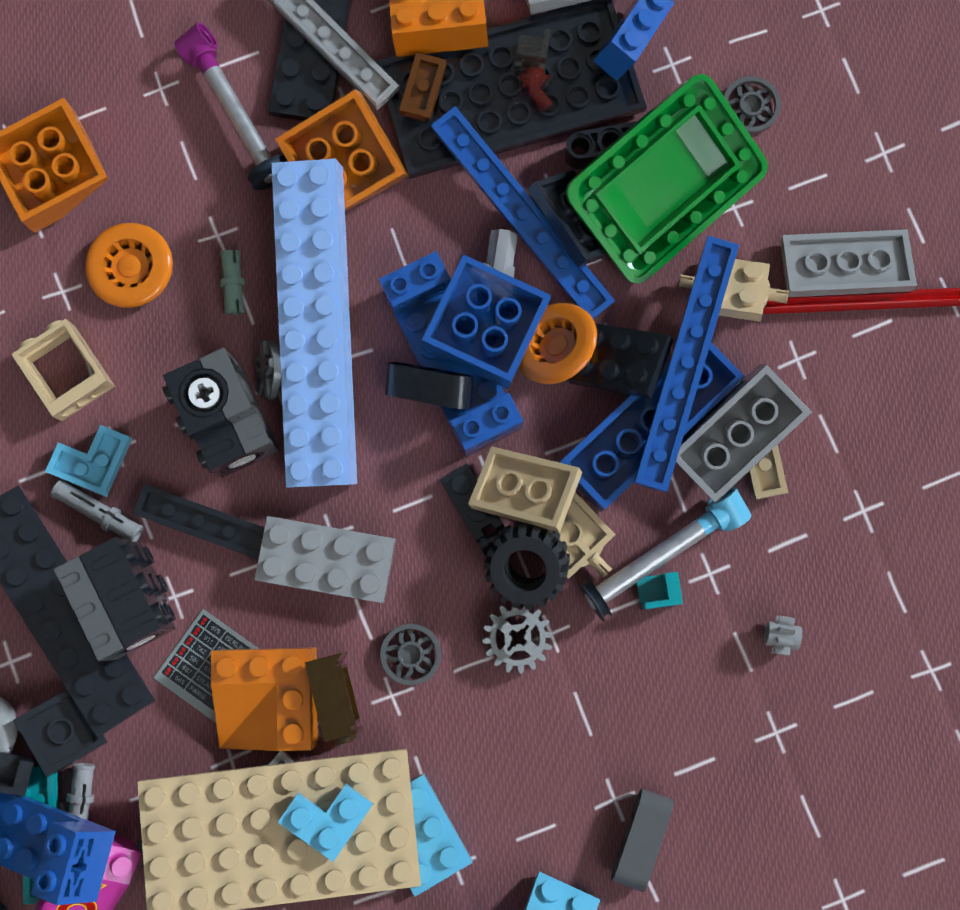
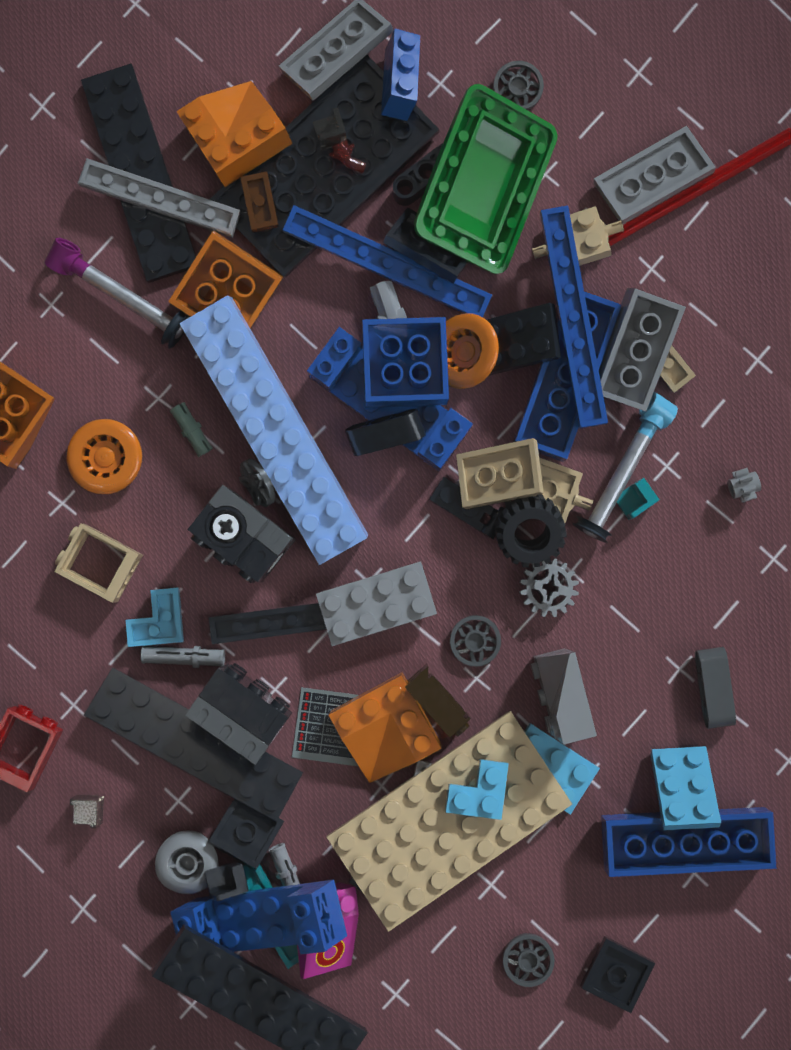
camera: 30 degrees left, 5 degrees up
(471, 760) = (564, 696): none -> light grey slope

